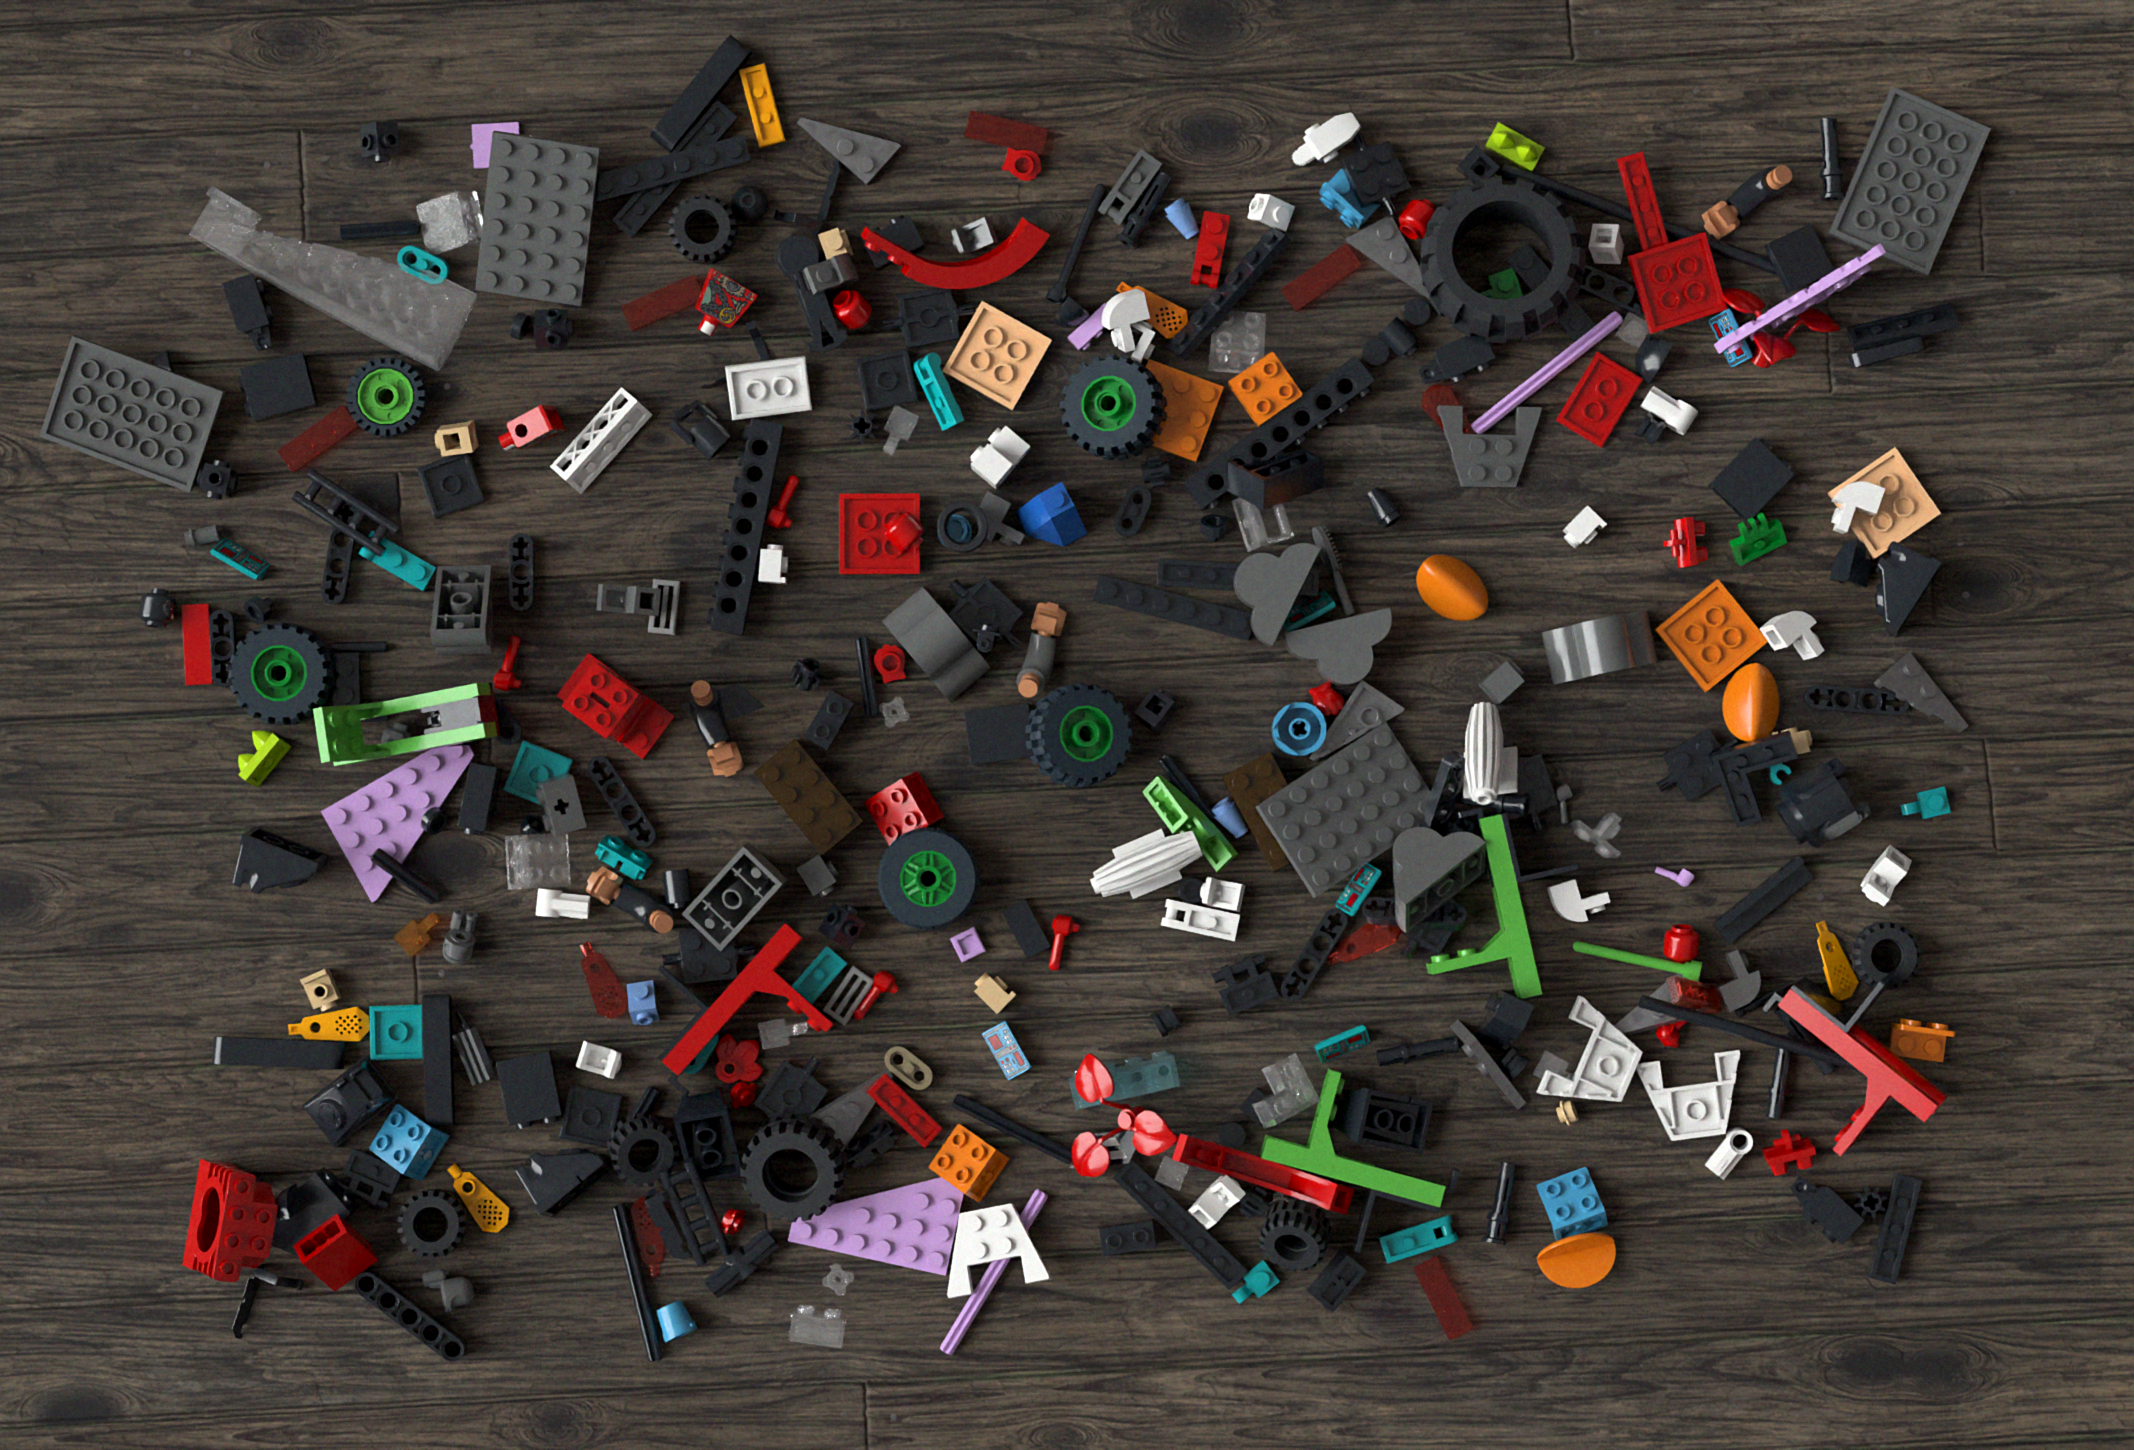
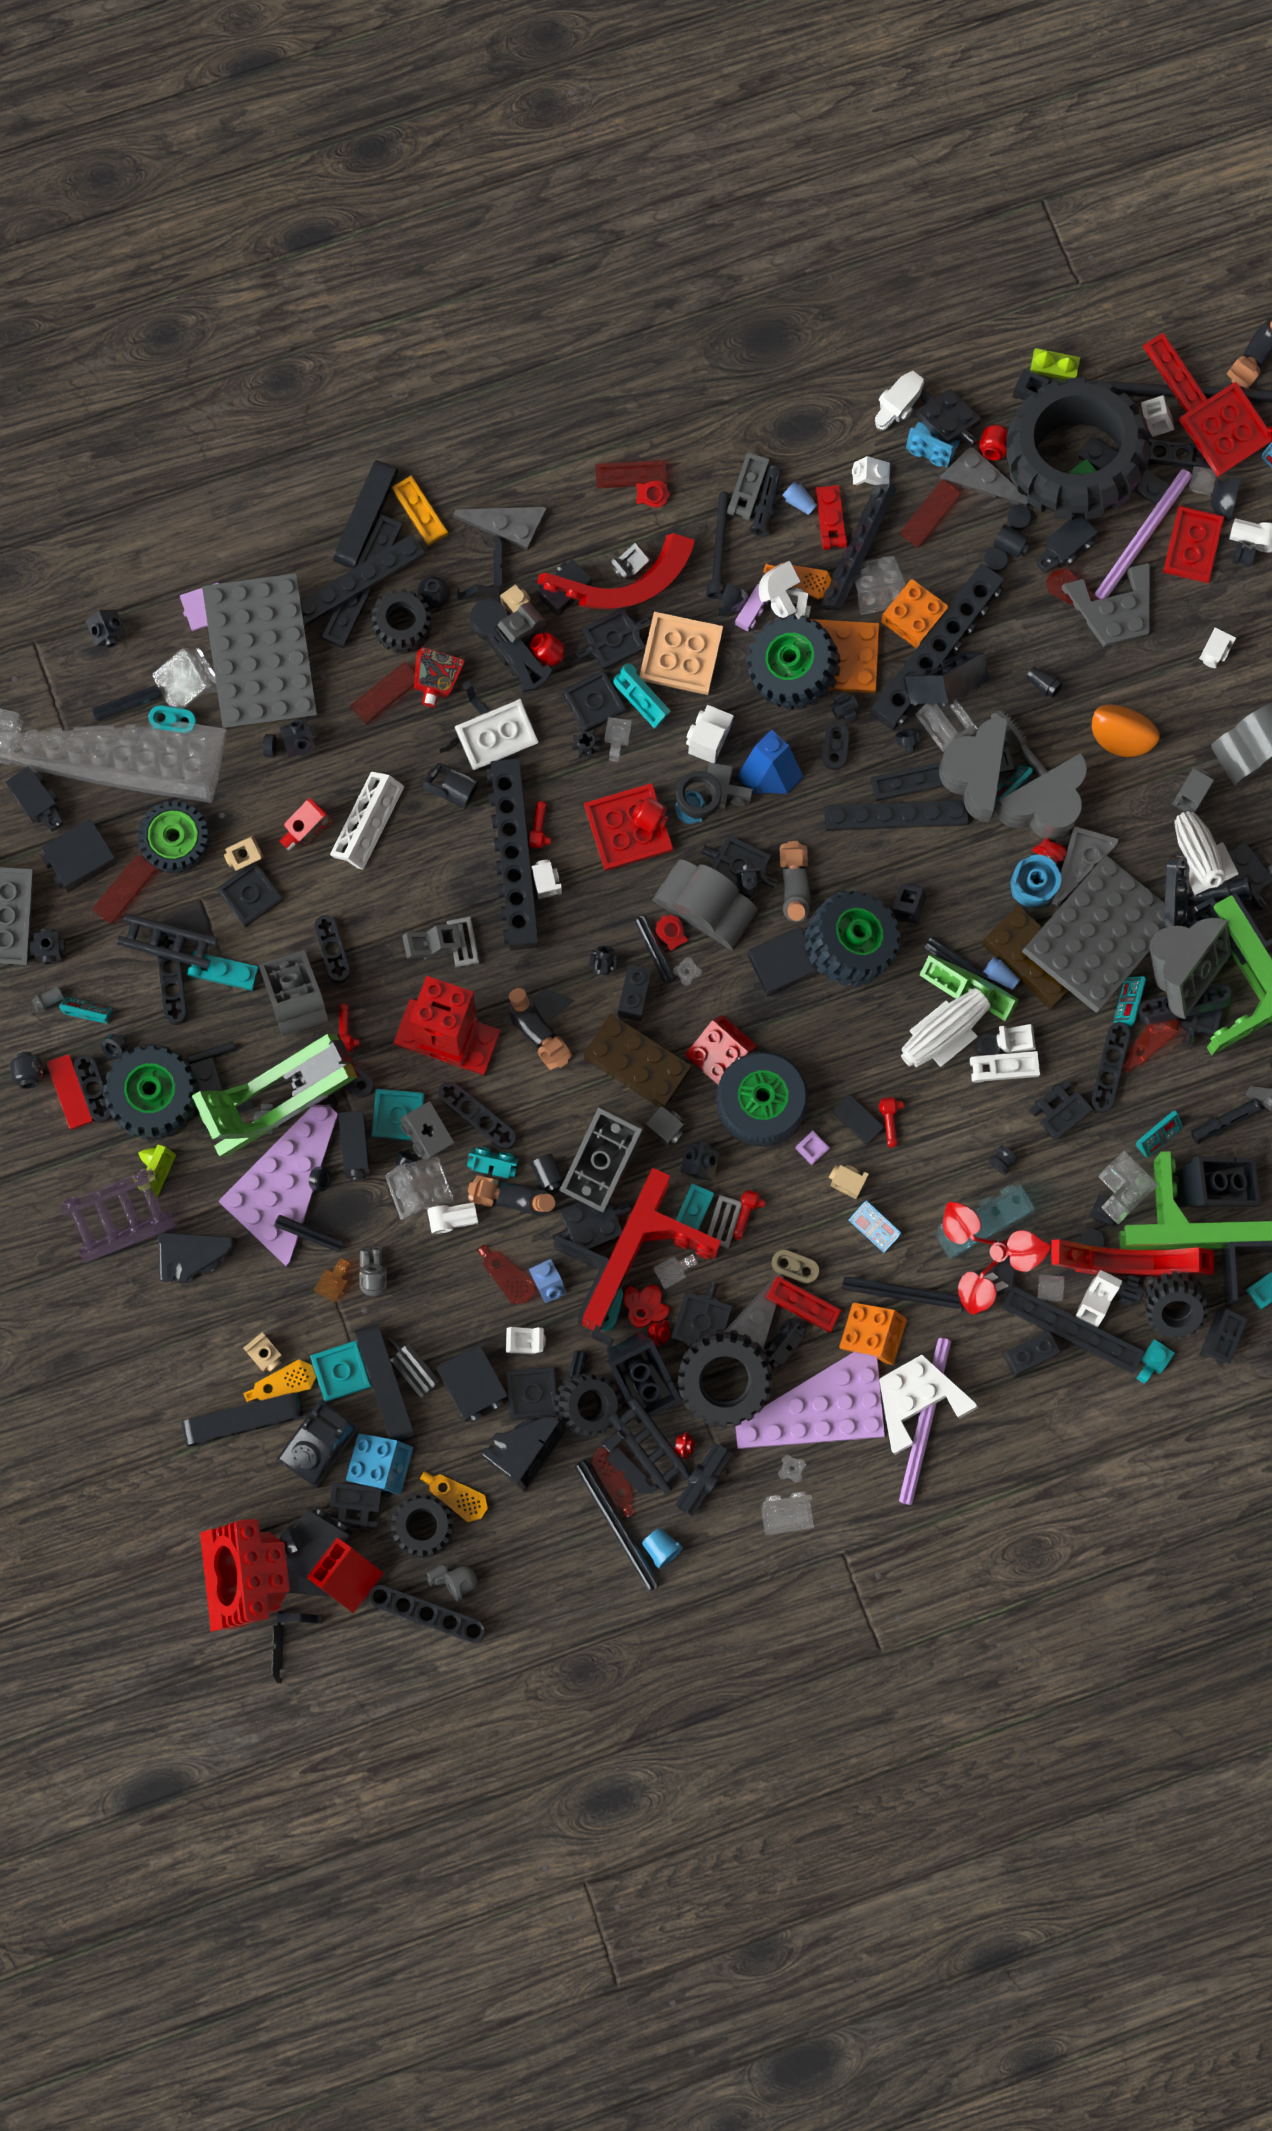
camera: 20 degrees left, 10 degrees down
(204, 821) = (114, 1238): none -> clear purple fence

